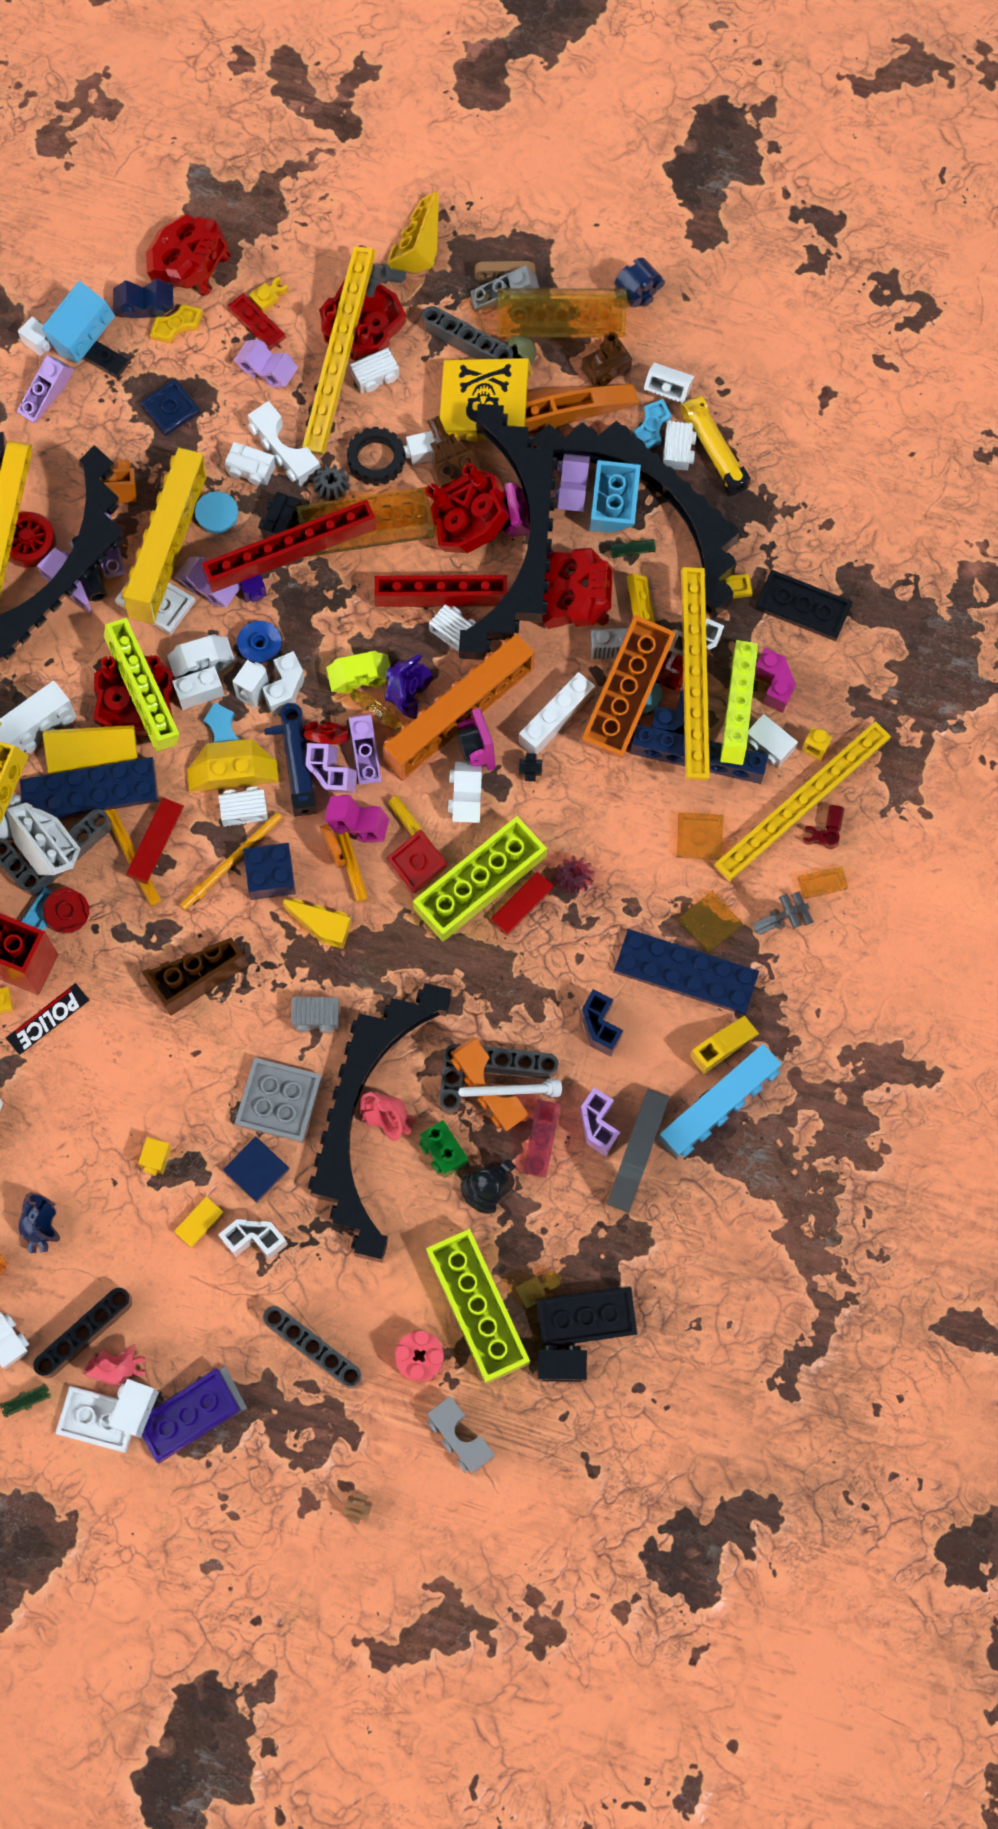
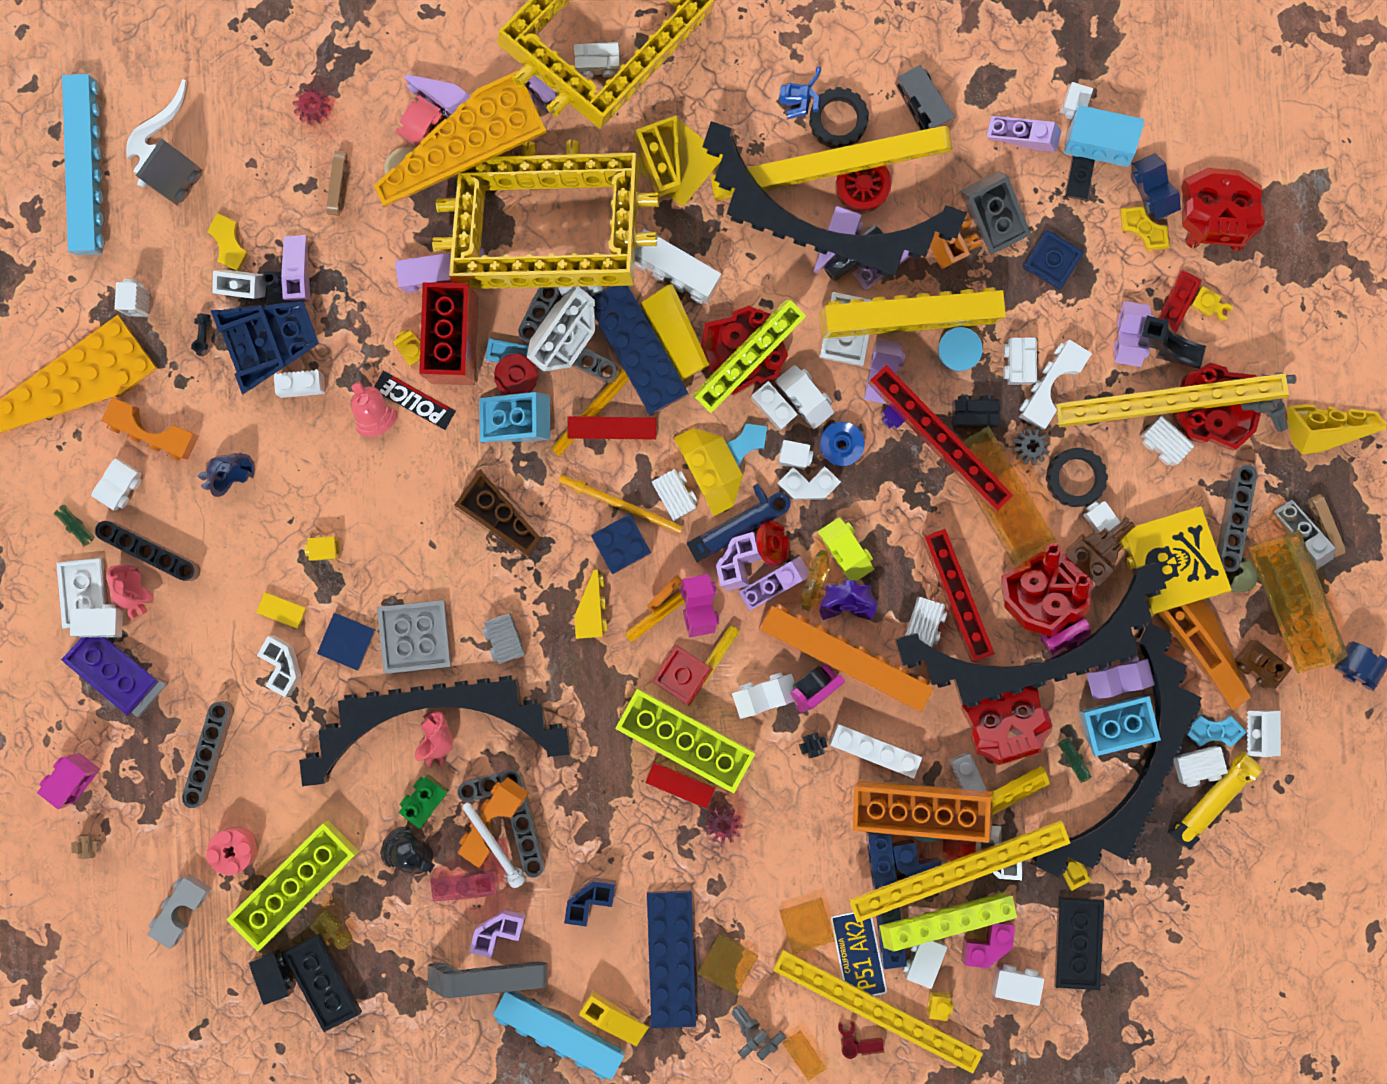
camera: 70 degrees right, 15 degrees up
(40, 1061) = (371, 411): none -> coral helmet
(106, 927) = (515, 418): none -> medium azure slope
(111, 433) = (996, 211): none -> dark grey slope
(282, 1497) = (68, 780): none -> dark pink brick
(291, 335) = (1171, 346): none -> black arch
(741, 799) = (859, 953): none -> dark blue sticker
(822, 669) = (1018, 985): none -> white brick

